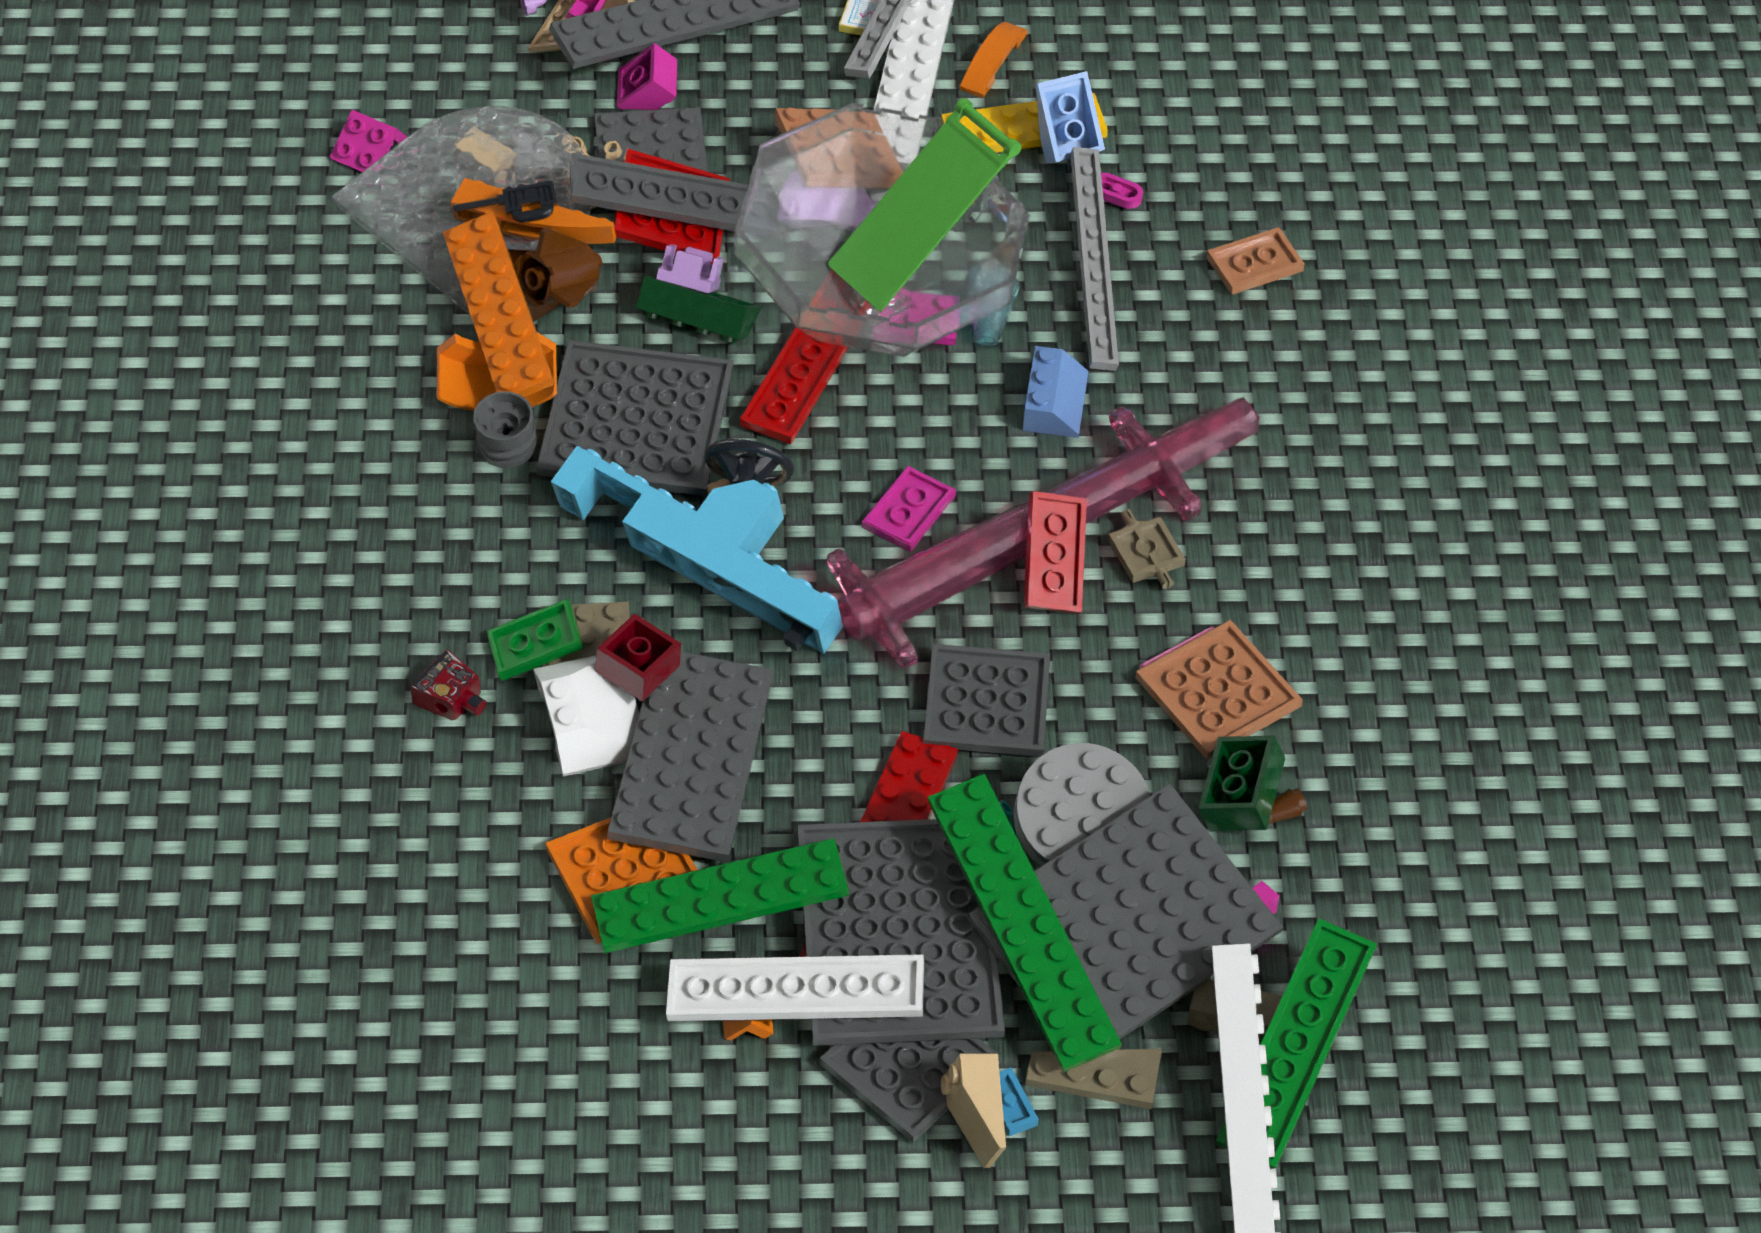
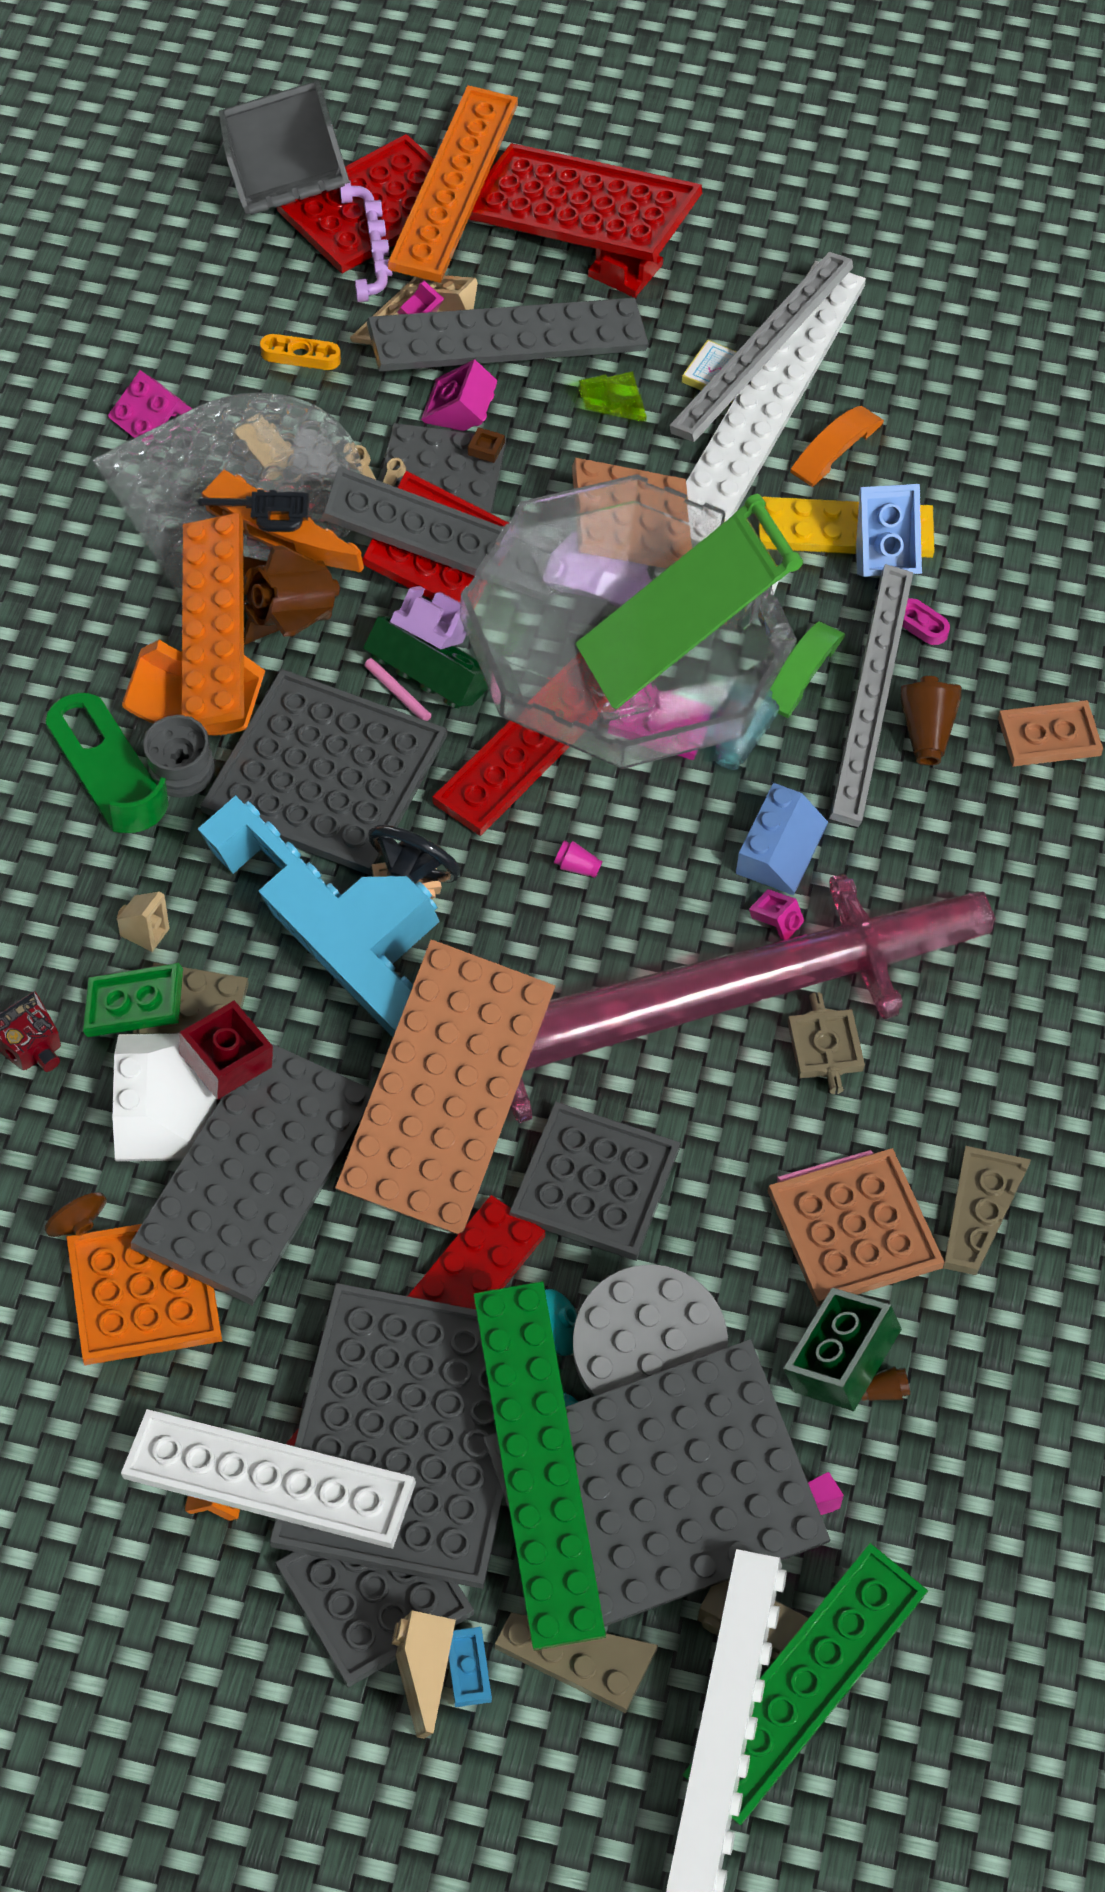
camera: 15 degrees right, 5 degrees up
(441, 455) = (111, 770): none -> green piece
(496, 75) = (321, 350): none -> light orange beam
(521, 571) = (144, 920): none -> tan slope
(550, 822) = (76, 1215): none -> reddish brown dish
(674, 337) = (397, 689): none -> bright pink bar
(687, 115) = (486, 444): none -> reddish brown plate
(719, 895) = (226, 1346): green plate -> none
(783, 54) = (613, 396): none -> clear neon green slope
(840, 647) = (445, 1087): none -> nougat plate
(883, 445) = (577, 859): none -> dark pink cone
(909, 508) = (582, 937): dark pink tile -> none
(1036, 231) = (803, 664): none -> bright green slope
(1055, 552) = (718, 1028): plate -> none
(1071, 450) = (778, 911): none -> dark pink bracket
(1150, 265) = (929, 716): none -> reddish brown cone
(1317, 649) = (981, 1202): none -> dark tan wing

